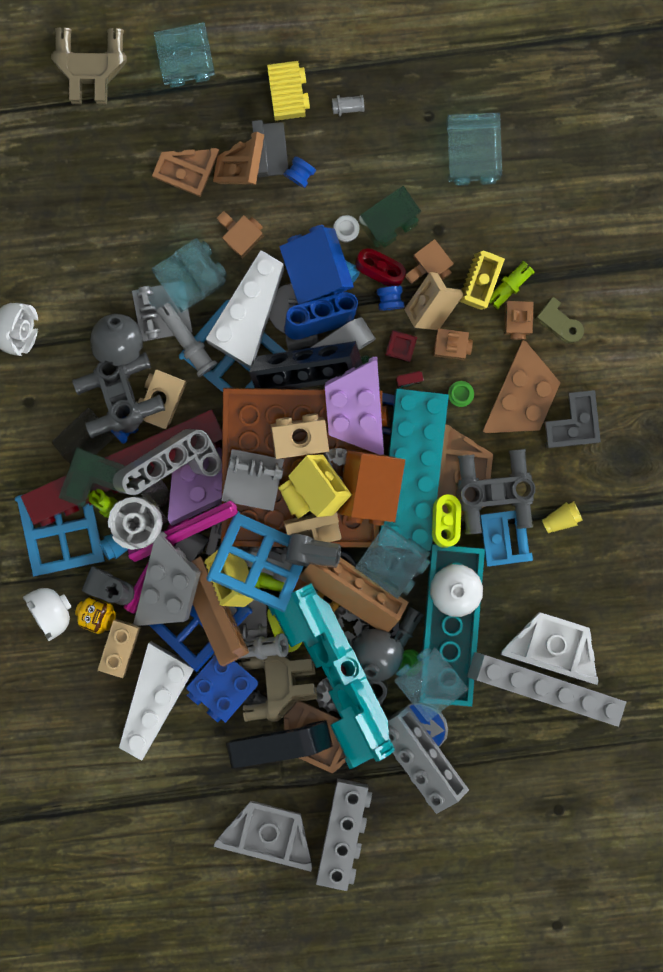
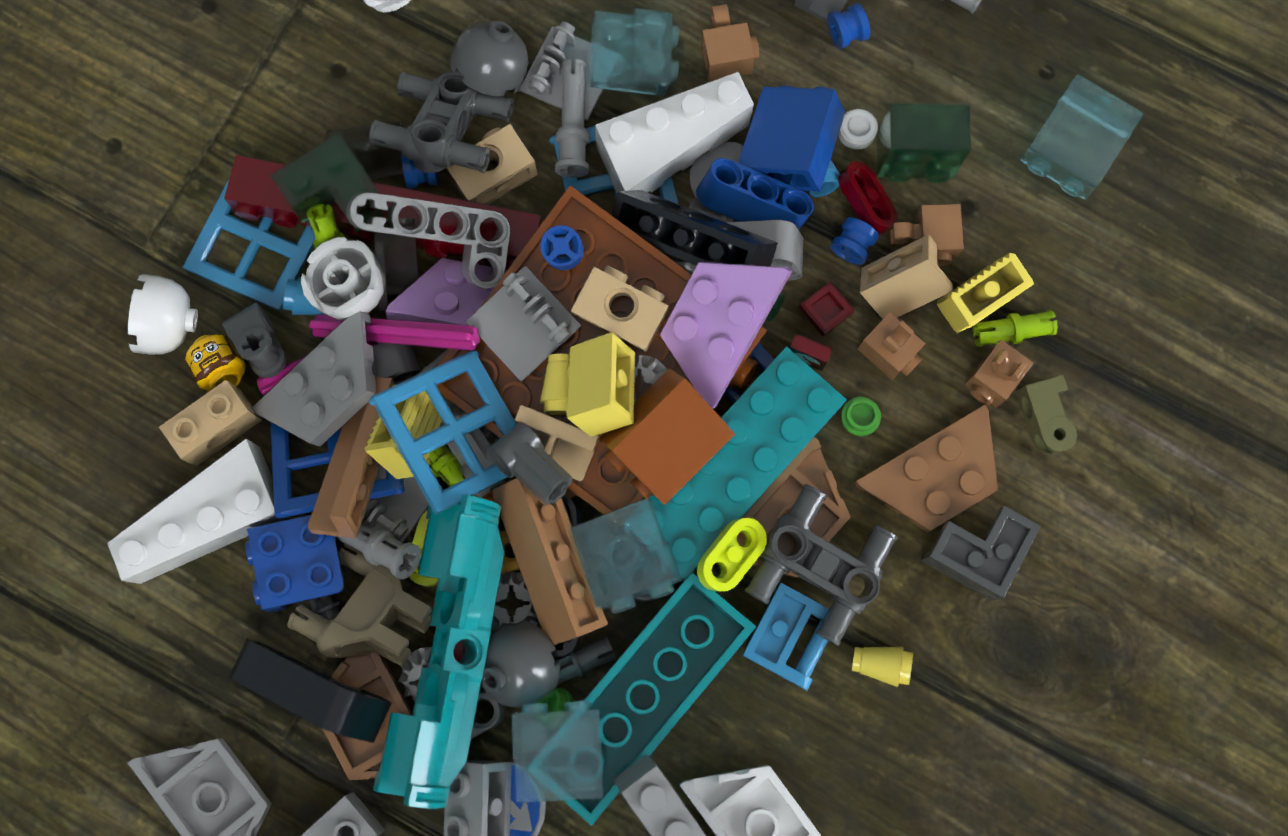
camera: 35 degrees right, 10 degrees down
(248, 429) = (556, 242): none -> blue wheel
(456, 590) = (681, 653): white cylinder -> none

